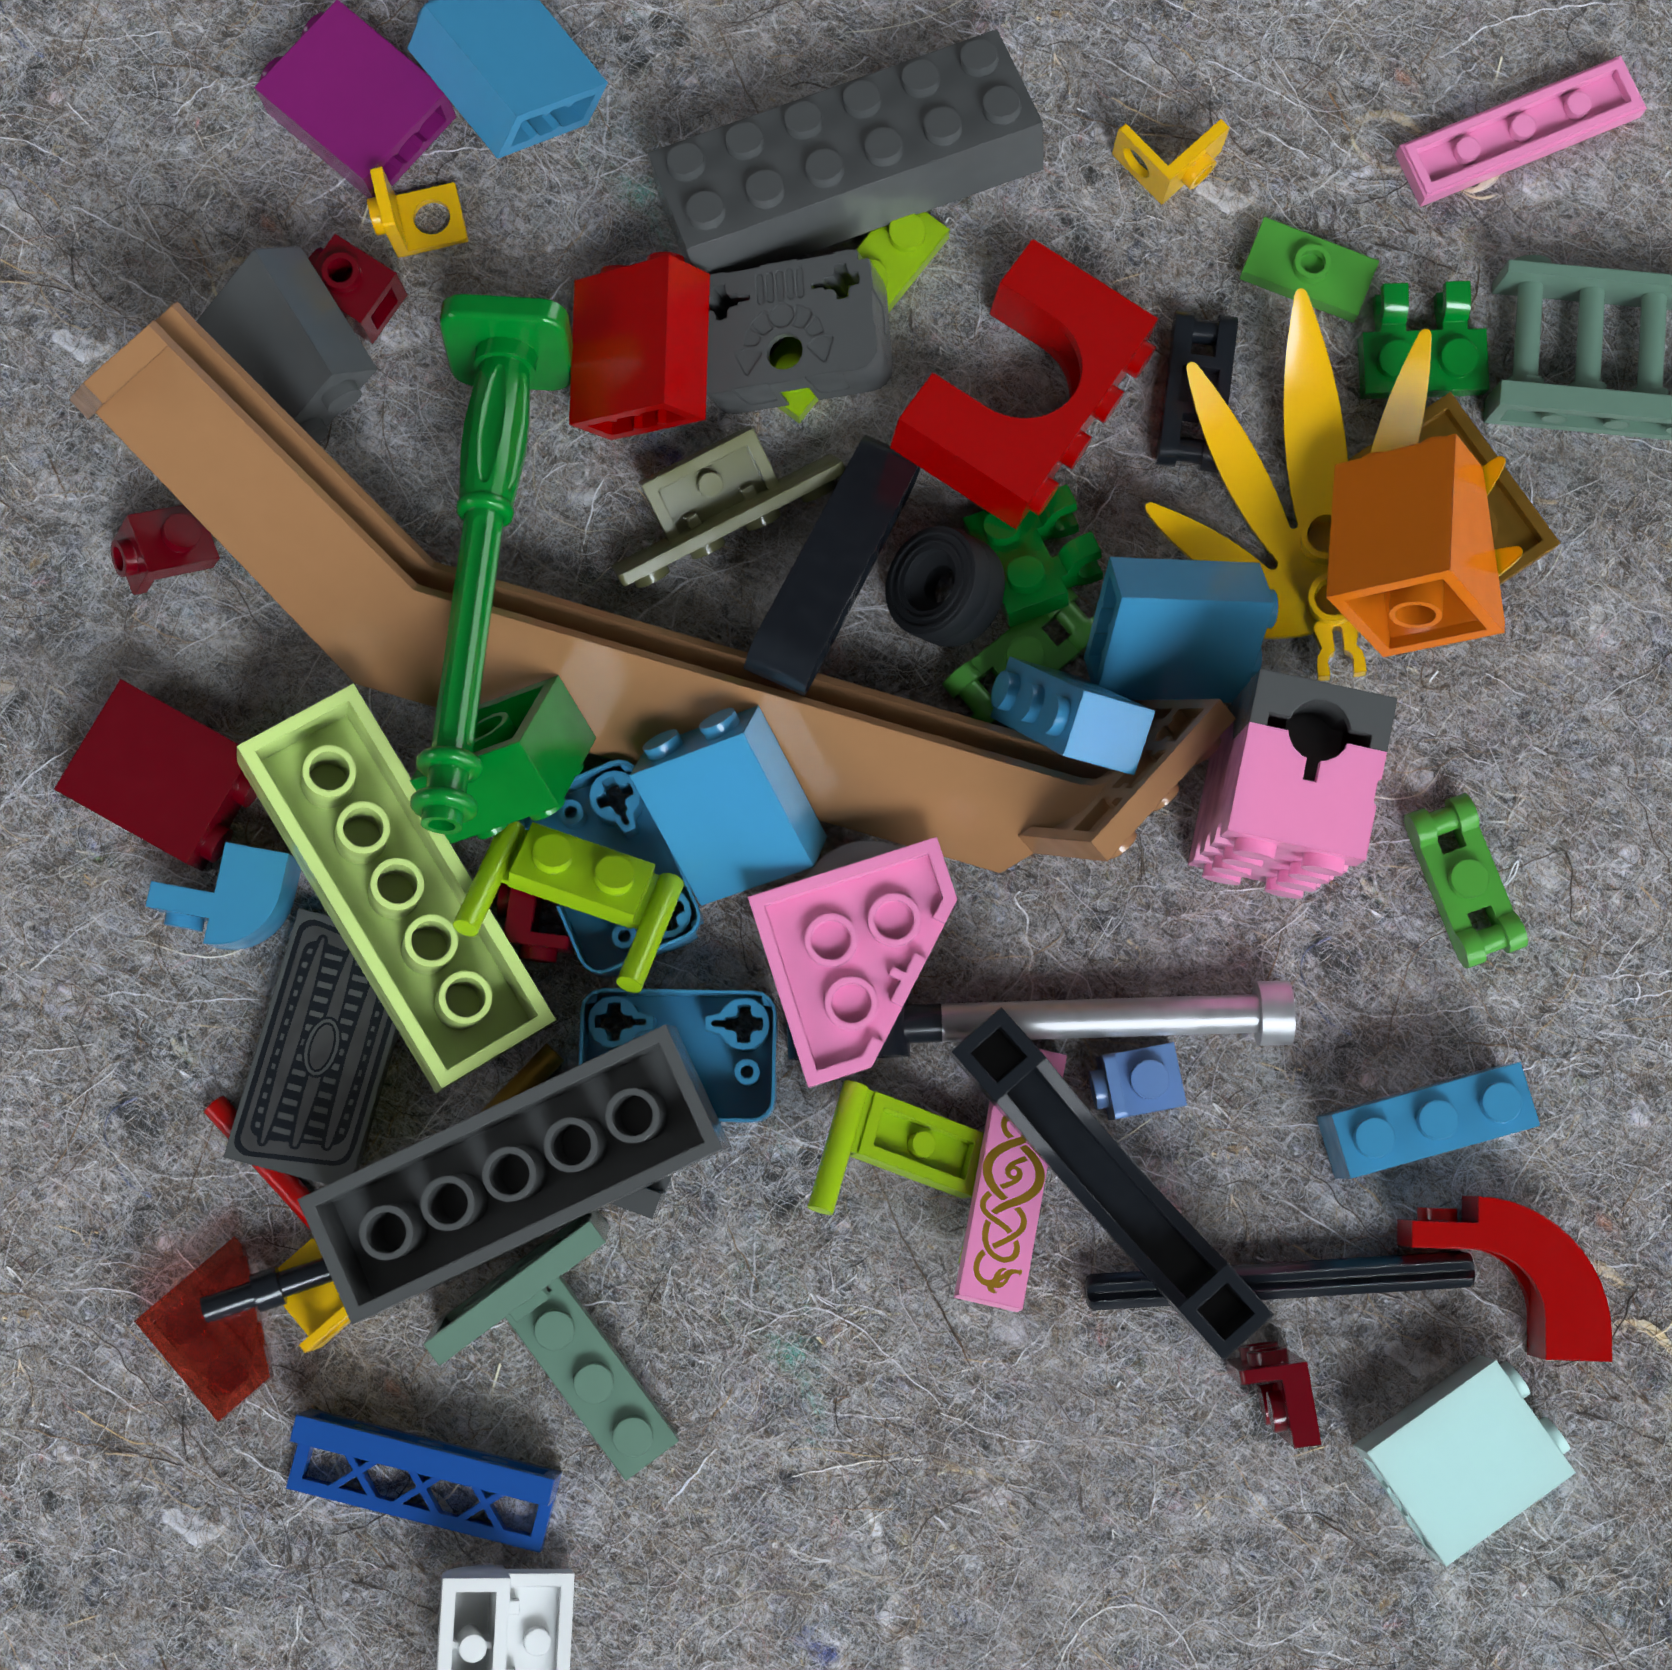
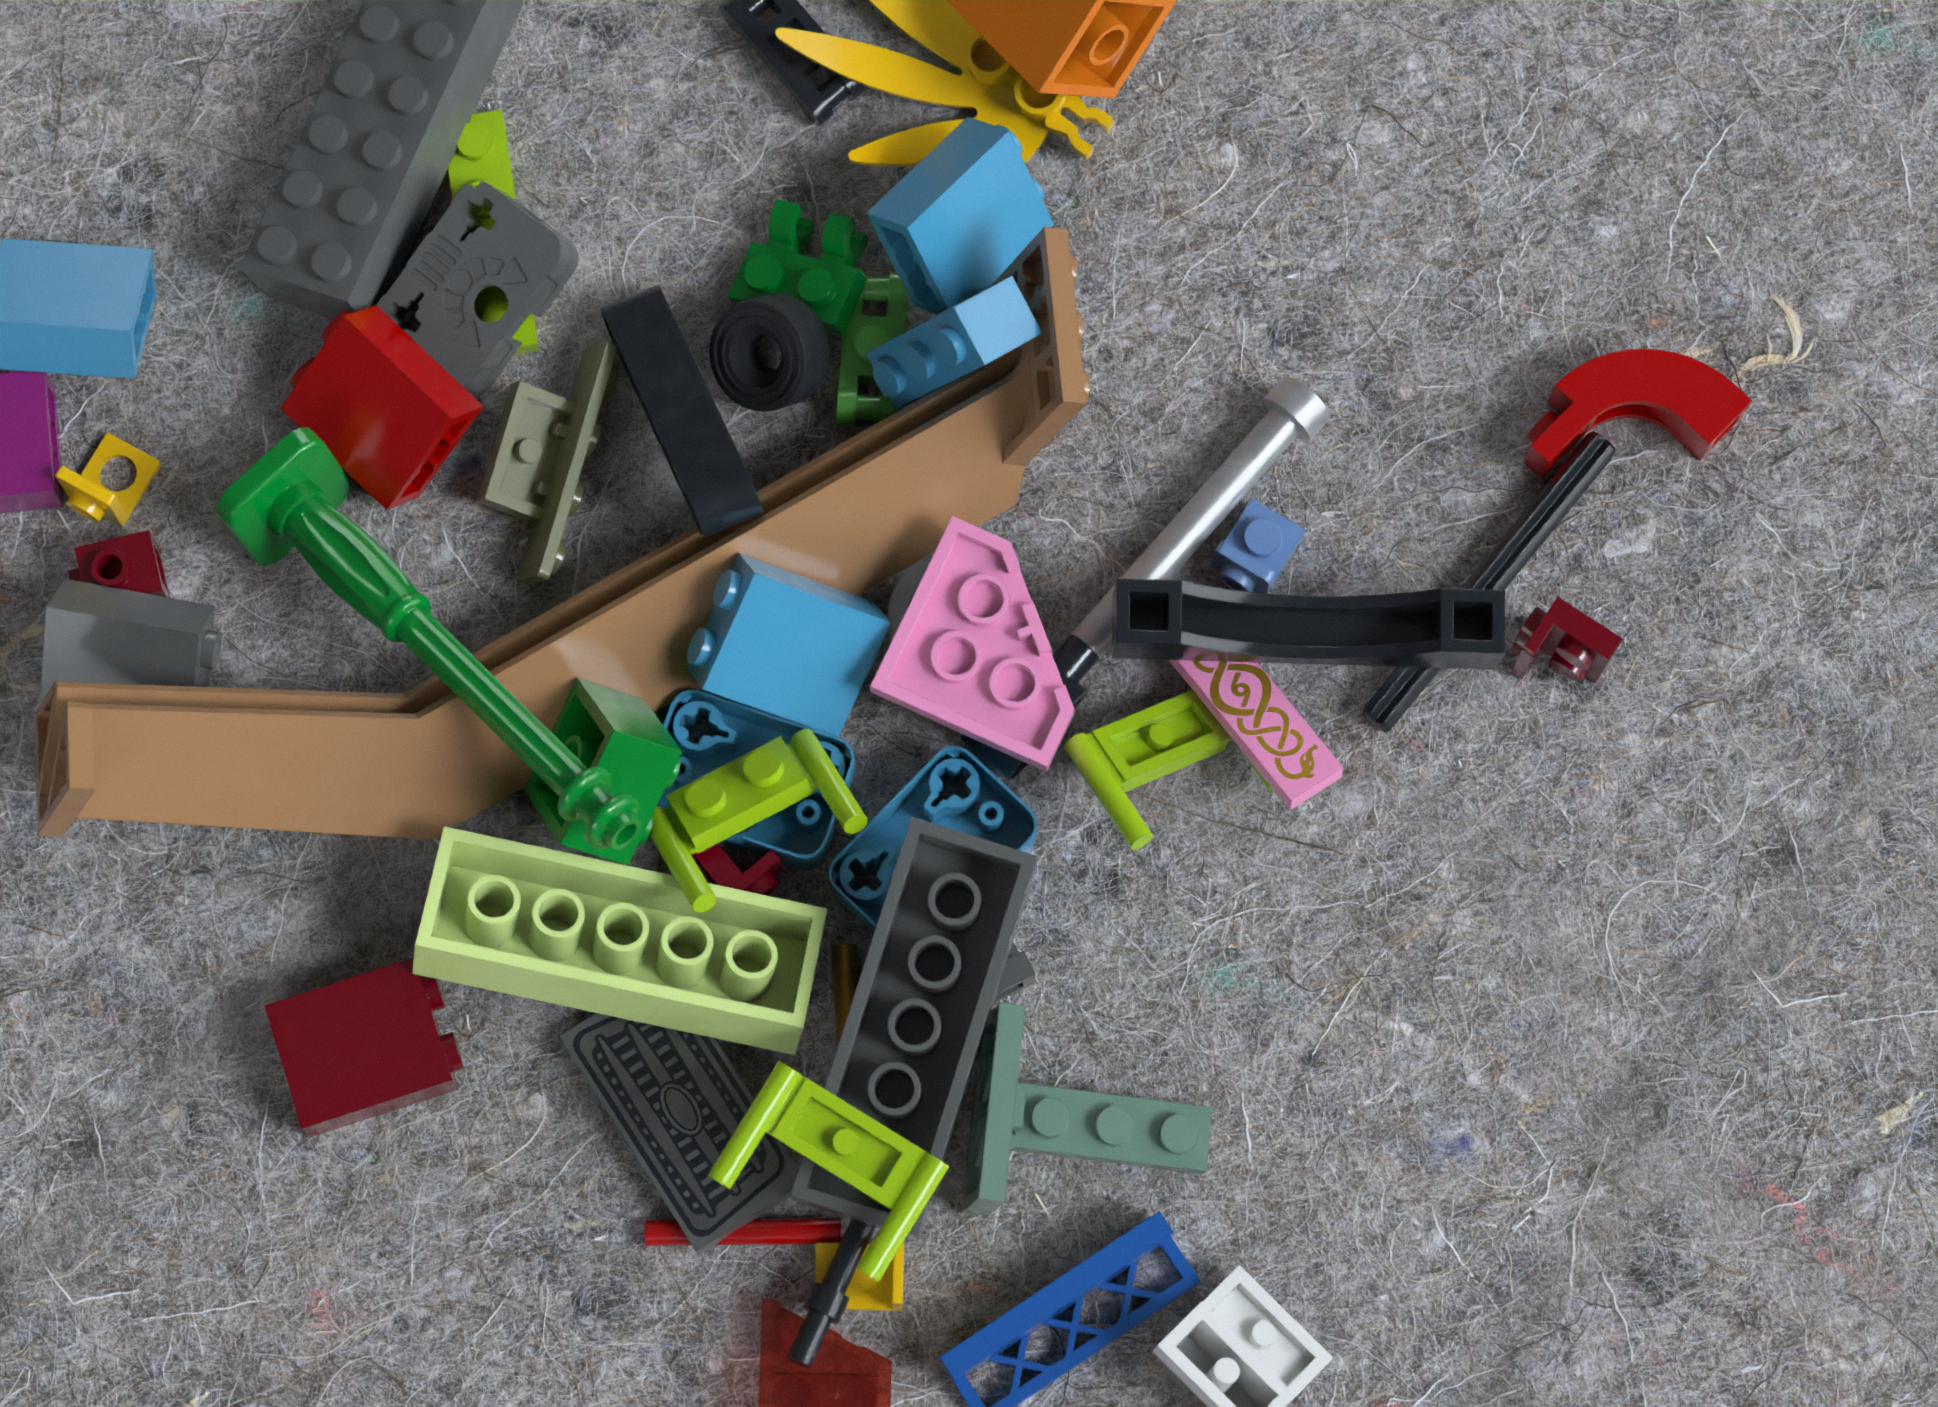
camera: 50 degrees left, 5 degrees down
(161, 546) = (182, 895): dark red bracket -> none
(248, 903) = (521, 1071): dark azure brick -> none
(363, 1212) = (844, 1145): none -> lime plate
(1011, 460) = (687, 84): red arch -> none
(1292, 784) = (1149, 240): bright pink piece -> none
(1428, 1121) = (1470, 373): dark azure brick -> none
(1464, 881) = (1326, 192): bright green plate -> none
(1466, 1457) = (1729, 565): light aqua brick -> none

